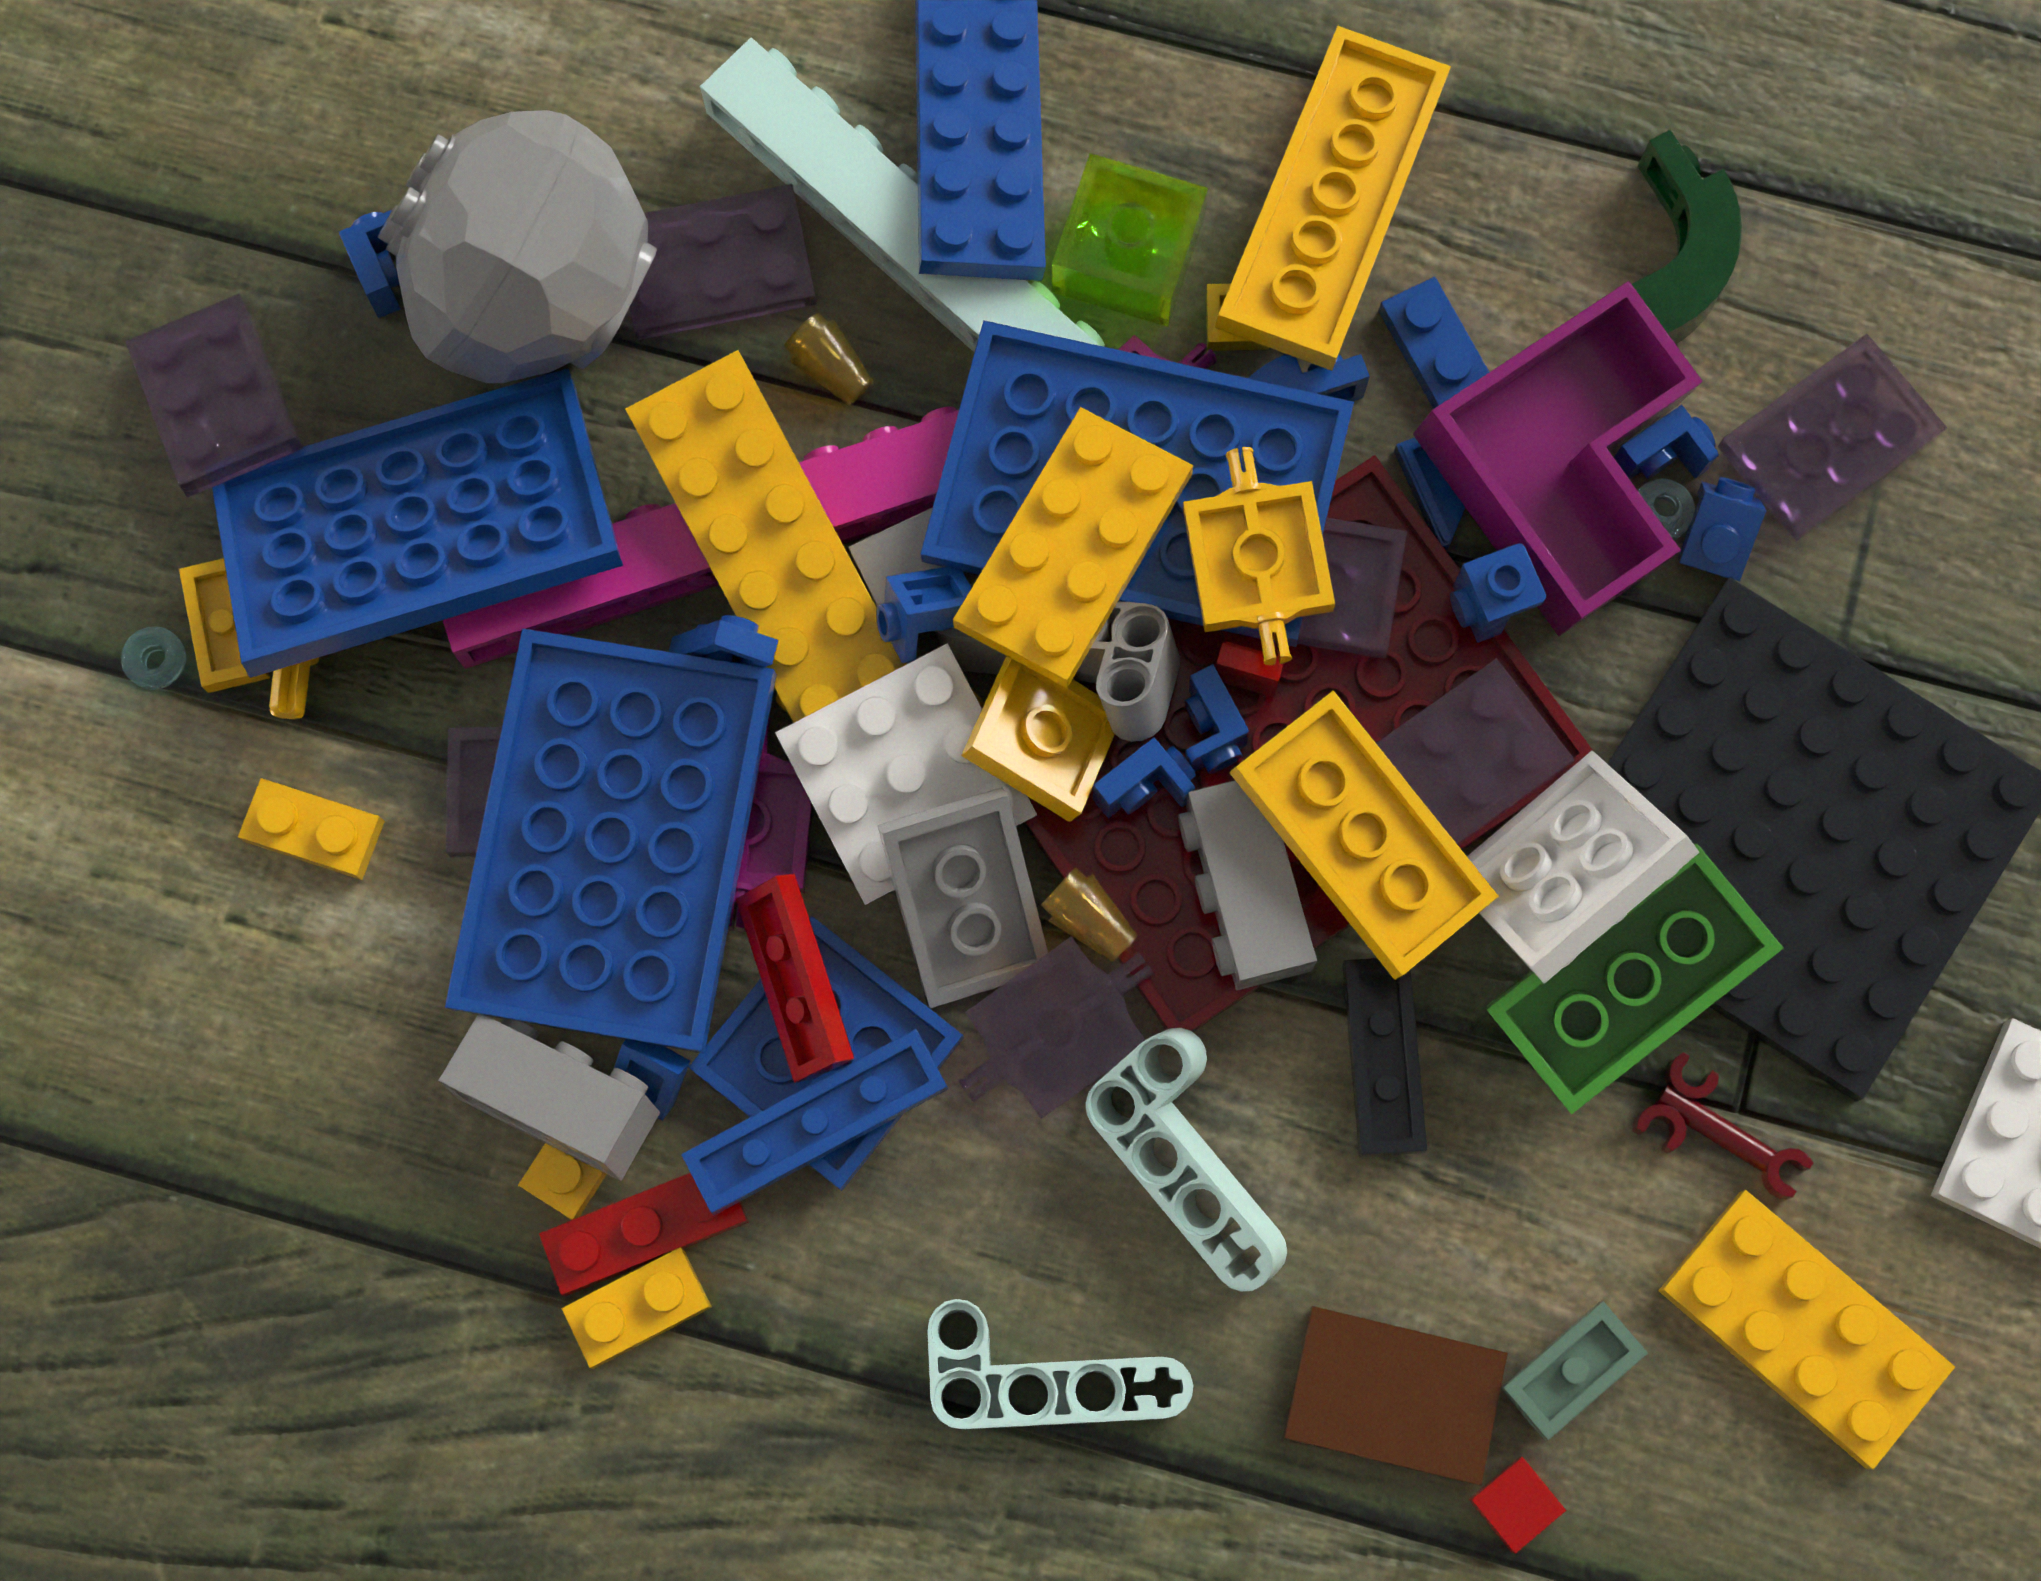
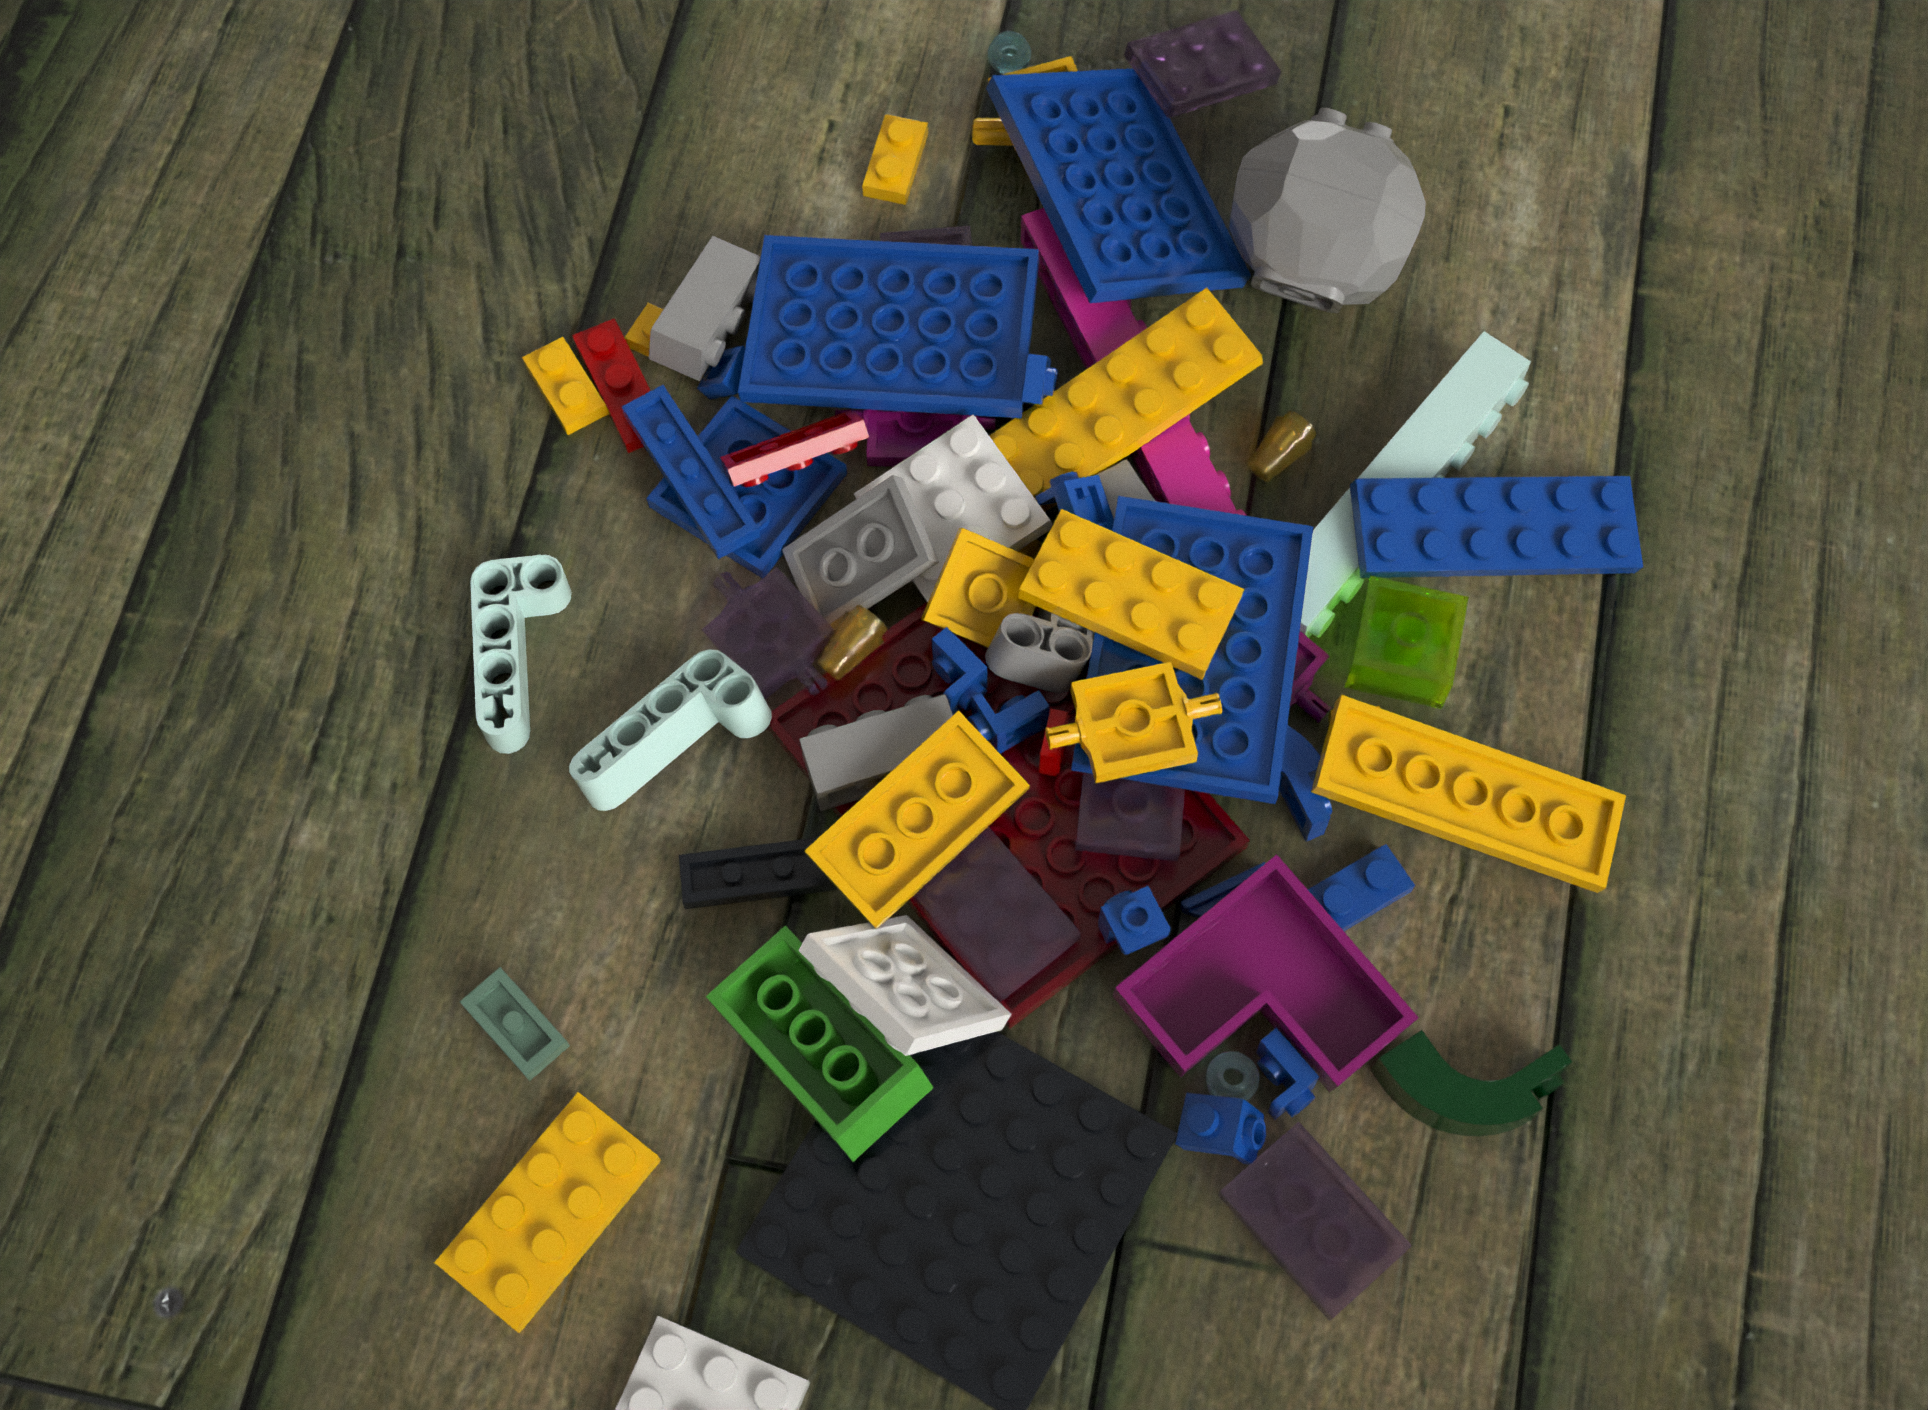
camera: 85 degrees right, 10 degrees down
(723, 263) = (1352, 369): clear purple plate -> none
(1395, 1395) = (498, 895): reddish brown tile -> none
(1517, 1505) = (415, 988): red tile -> none
(1678, 1107) = (726, 1105): dark red bar -> none

